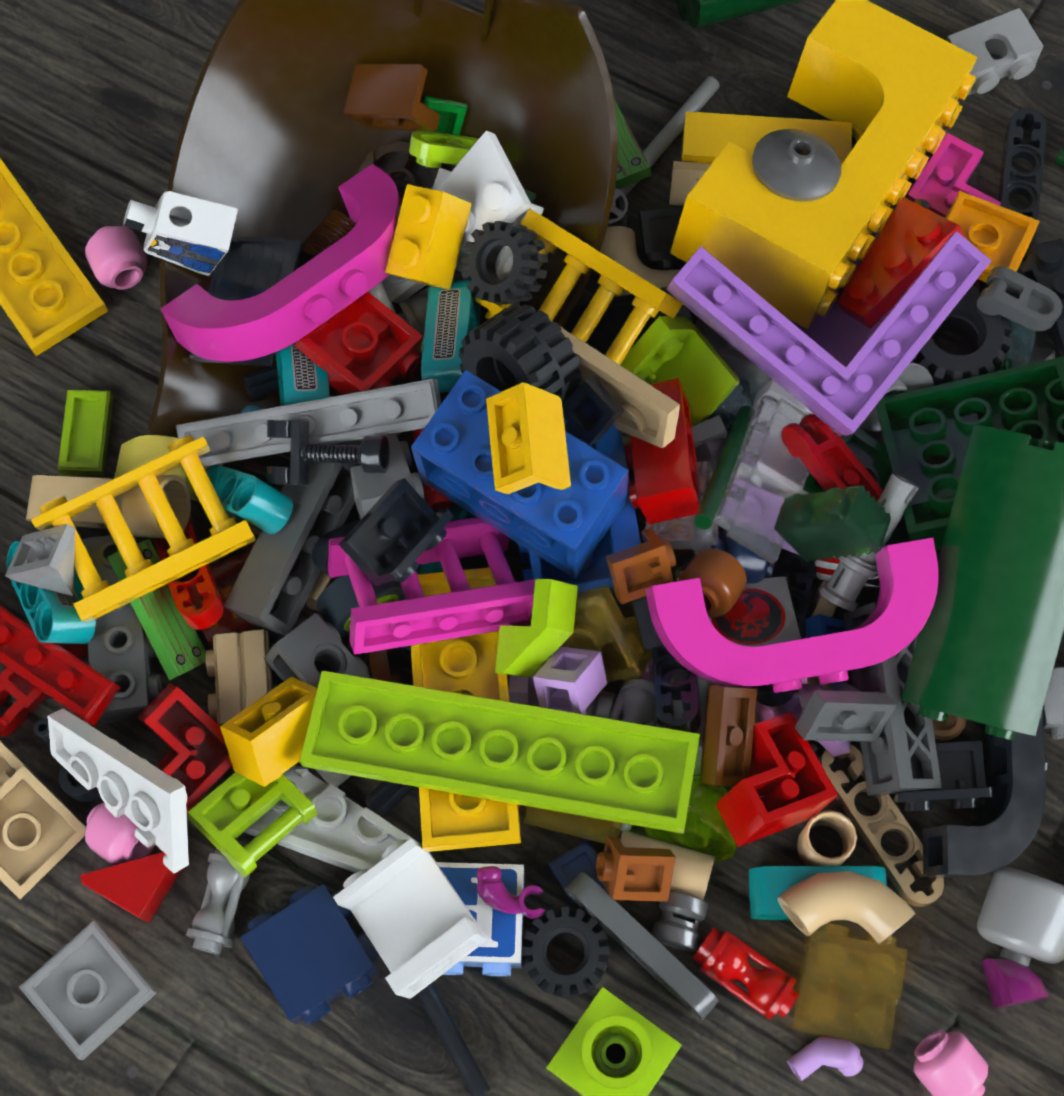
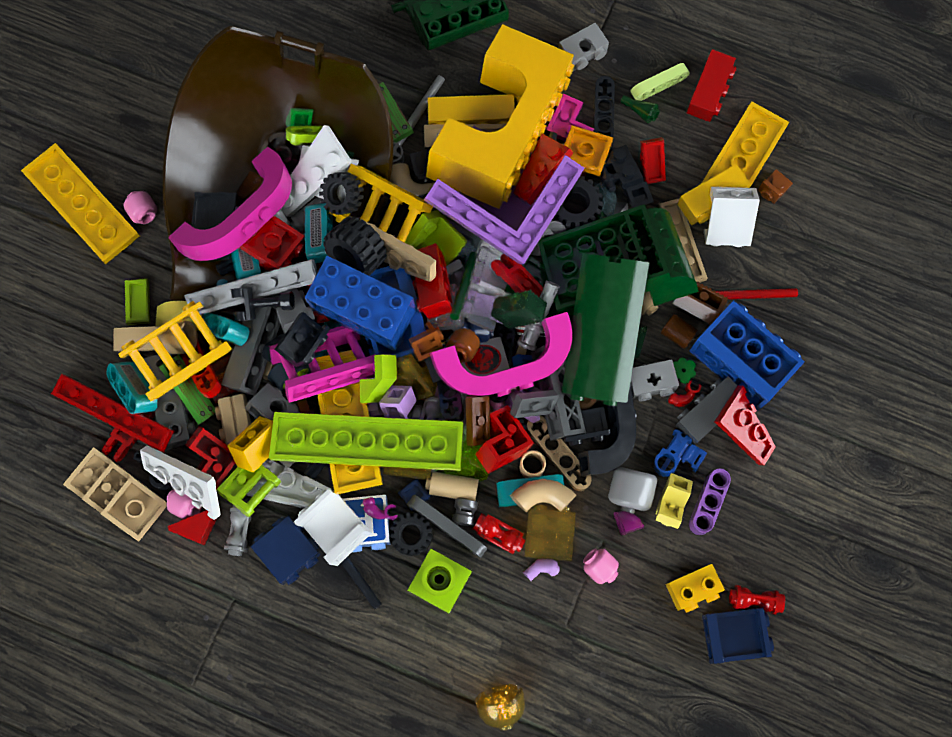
camera: 10 degrees left, 5 degrees up
(46, 559) = (127, 372): light grey slope -> none
(87, 990) = (178, 581): light grey tile -> none
(184, 230) = (174, 194): white torso -> none
(390, 98) = (272, 111): reddish brown panel -> none
(428, 237) = (300, 184): yellow brick -> none
(527, 439) = (361, 288): yellow panel -> none
(590, 411) = (392, 268): black plate -> none
(635, 872) = (440, 491): dark orange bracket -> none
(796, 165) = (483, 133): flat silver dish -> none
(1033, 308) = (612, 185): dark grey plate -> none

